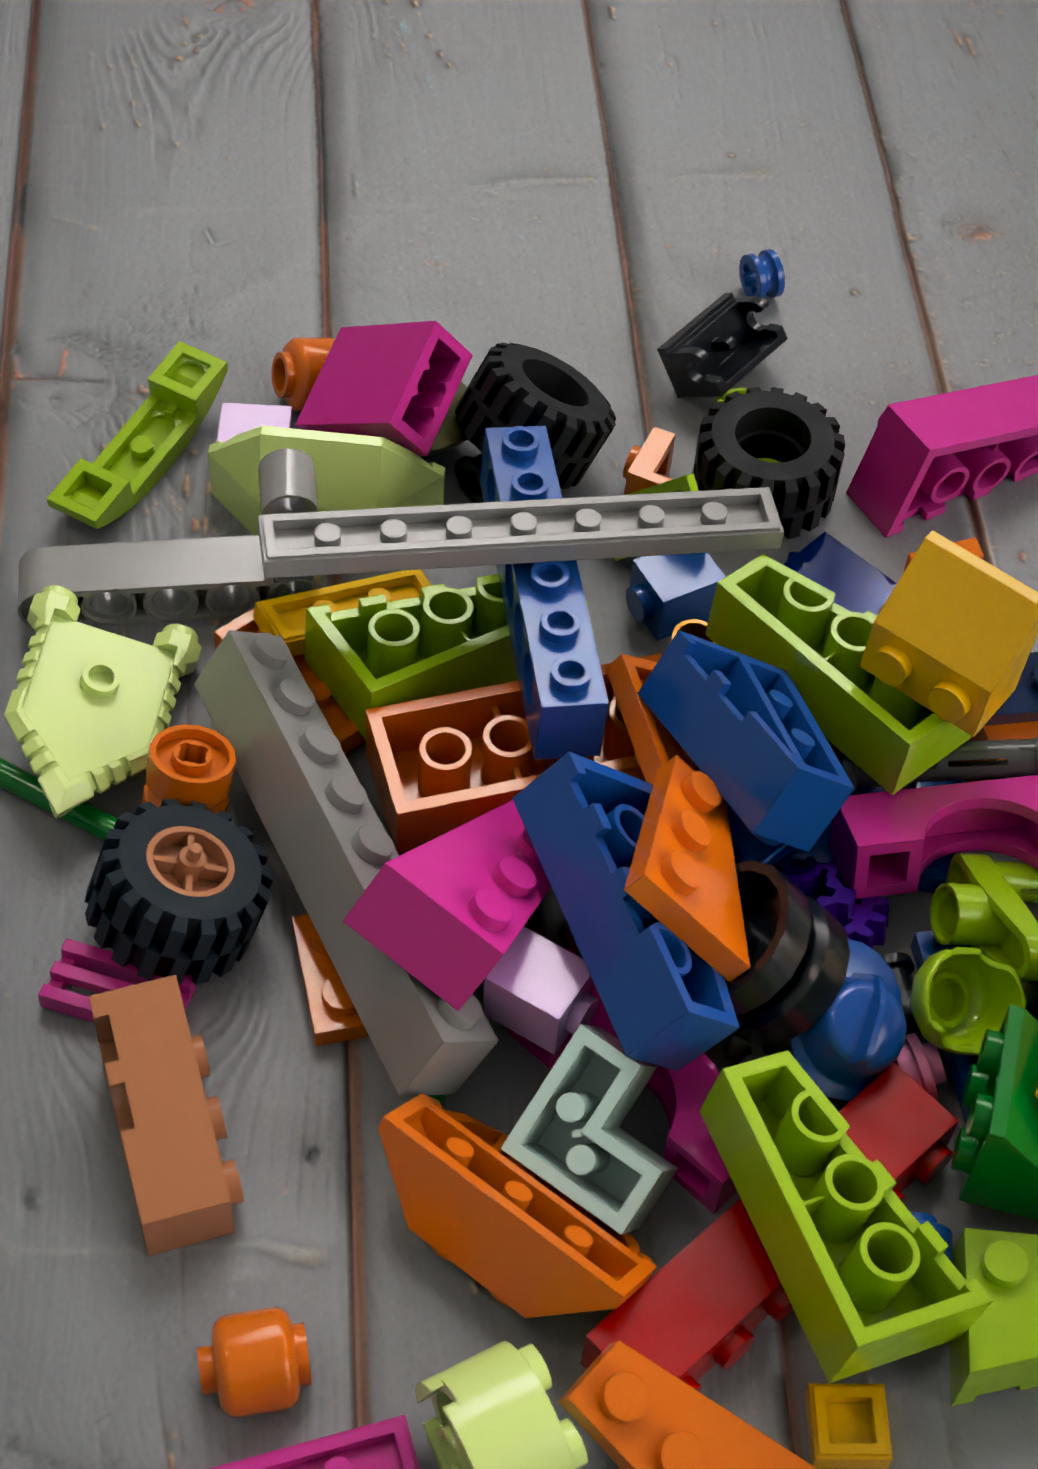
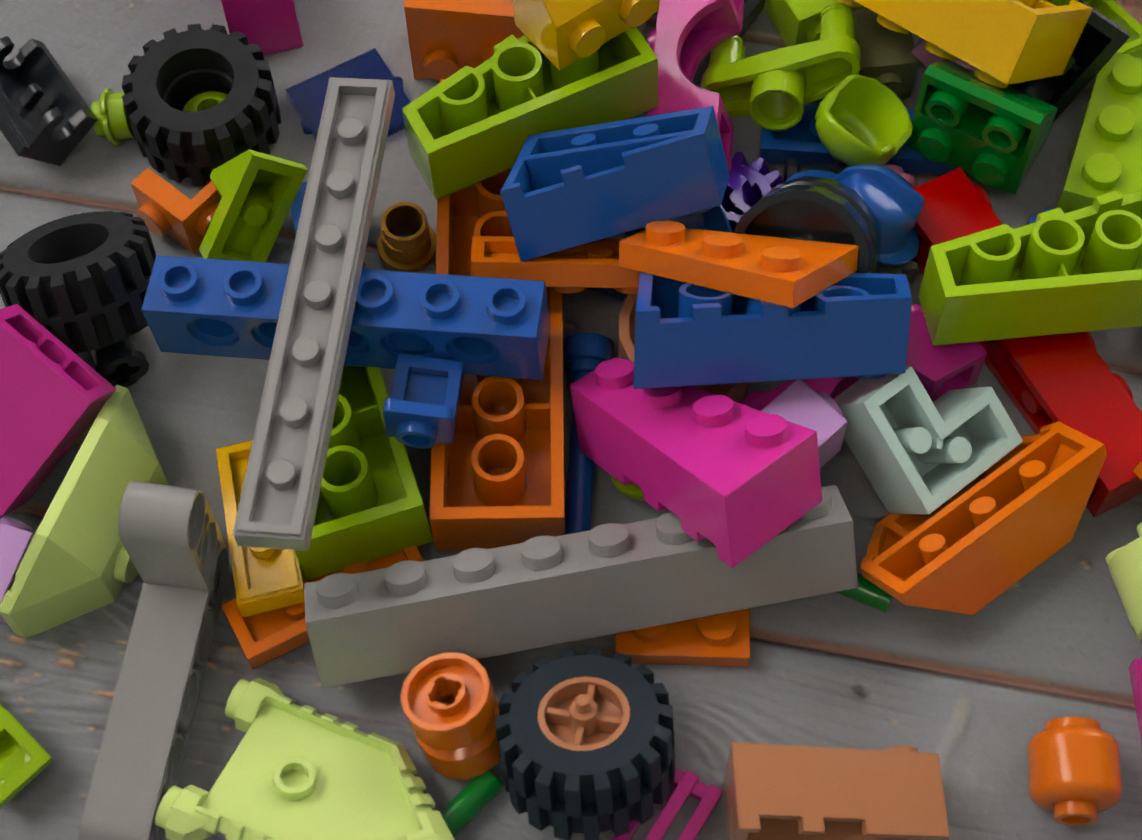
camera: 70 degrees left, 10 degrees up
(473, 665) = (424, 400): none -> blue bracket

